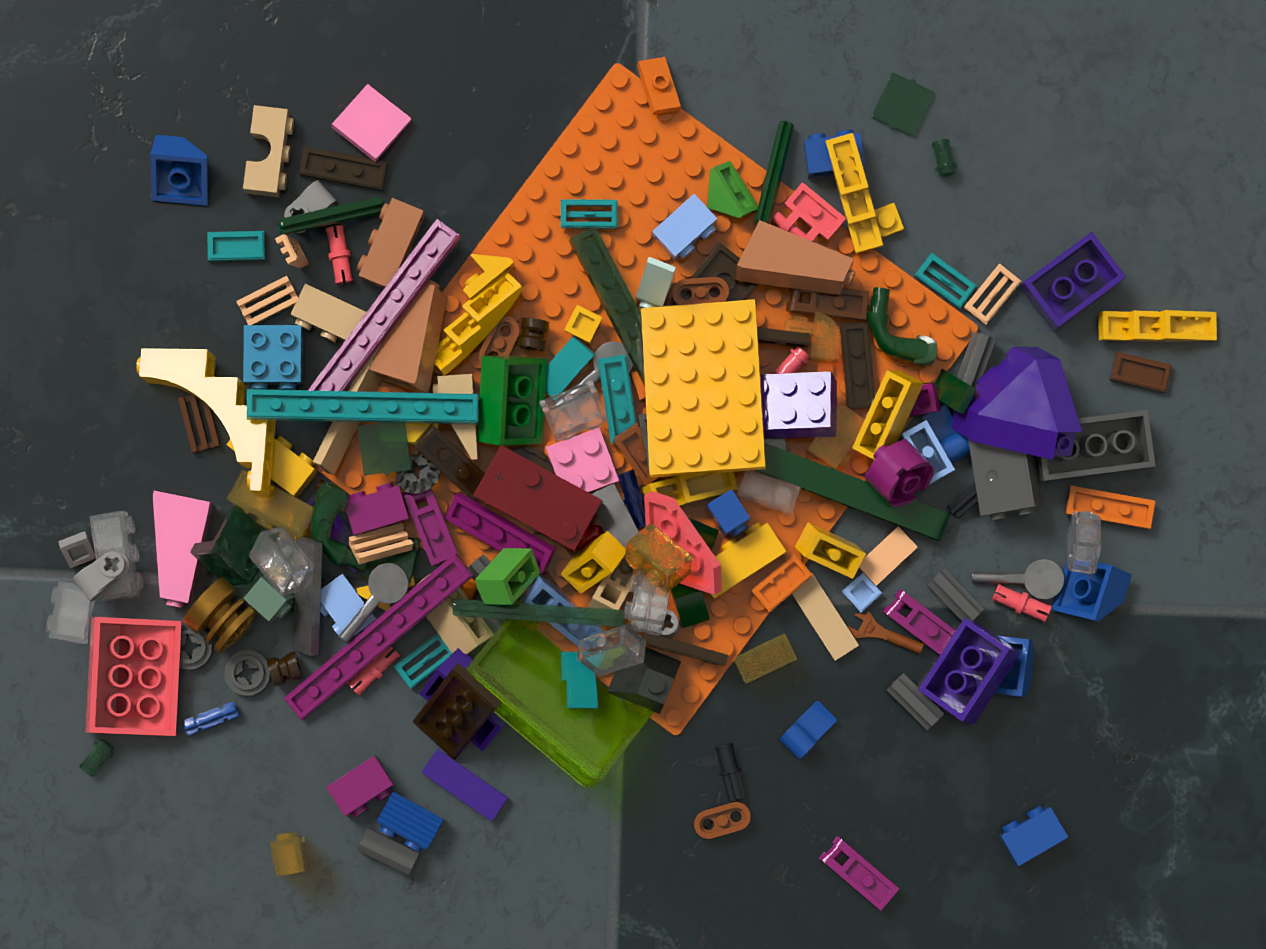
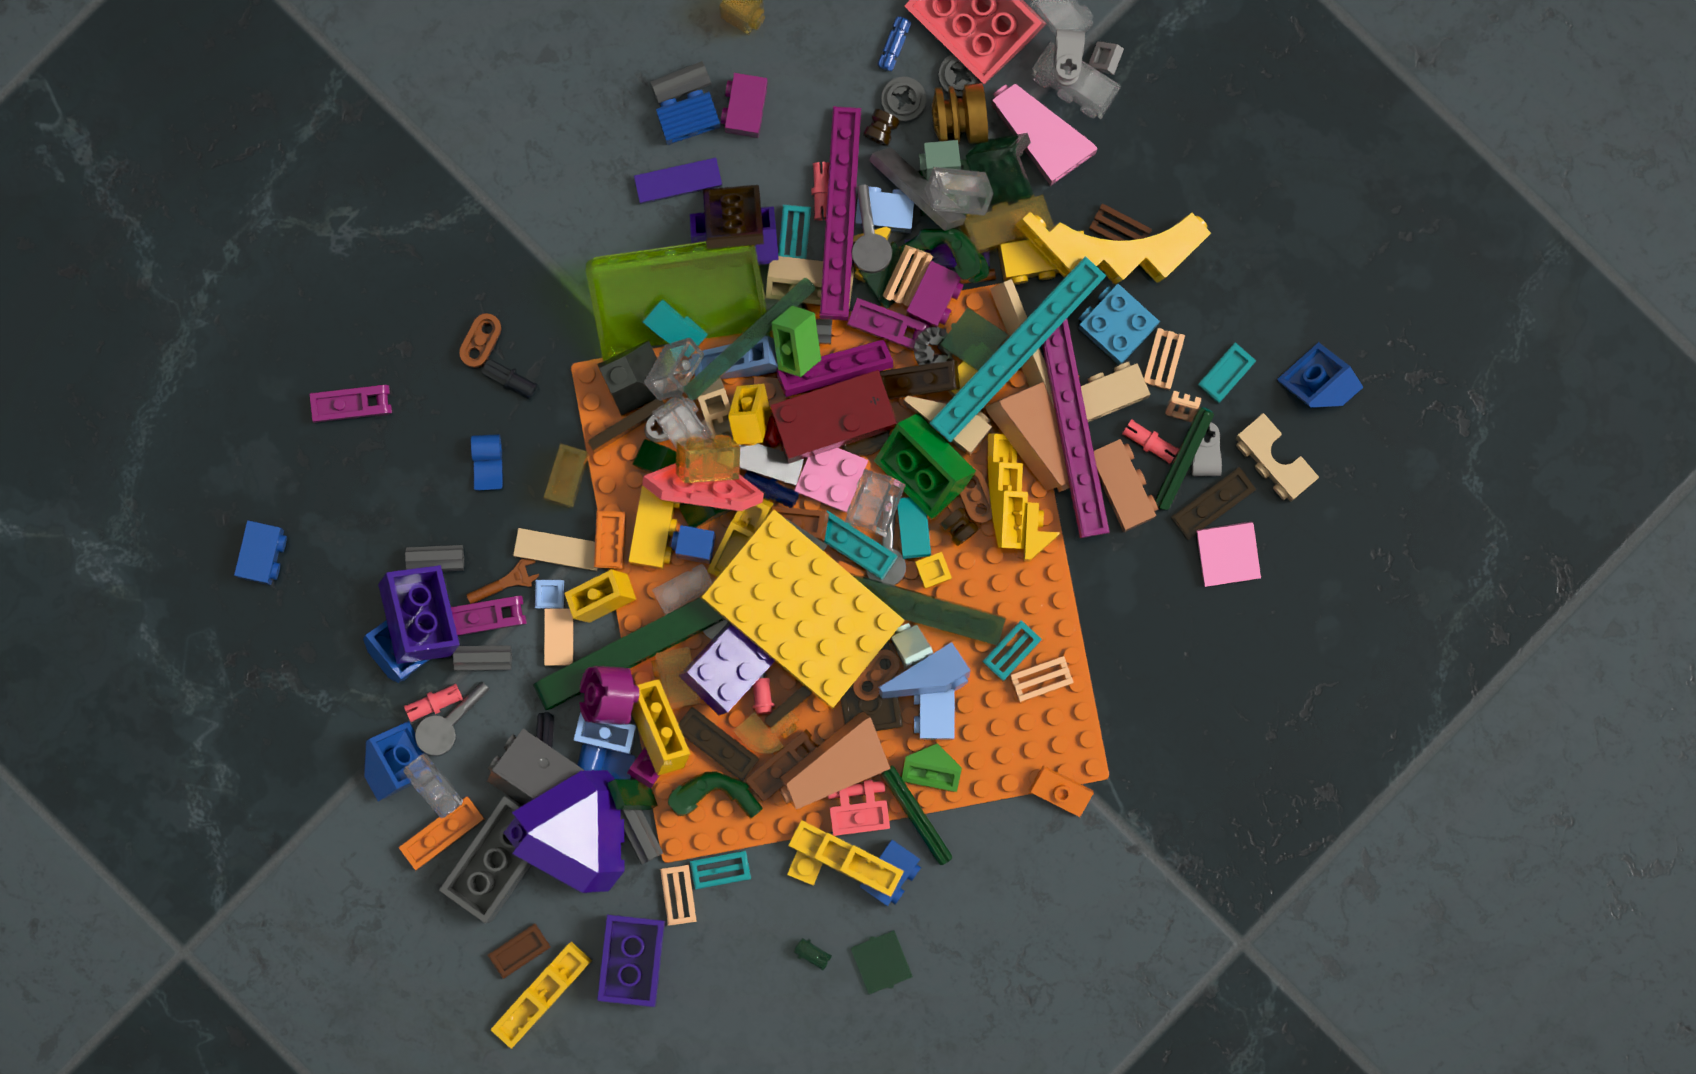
camera: 130 degrees right, 0 degrees up
(594, 163) = (1064, 671): none -> light nougat tile
(657, 243) = (932, 675): none -> medium blue slope

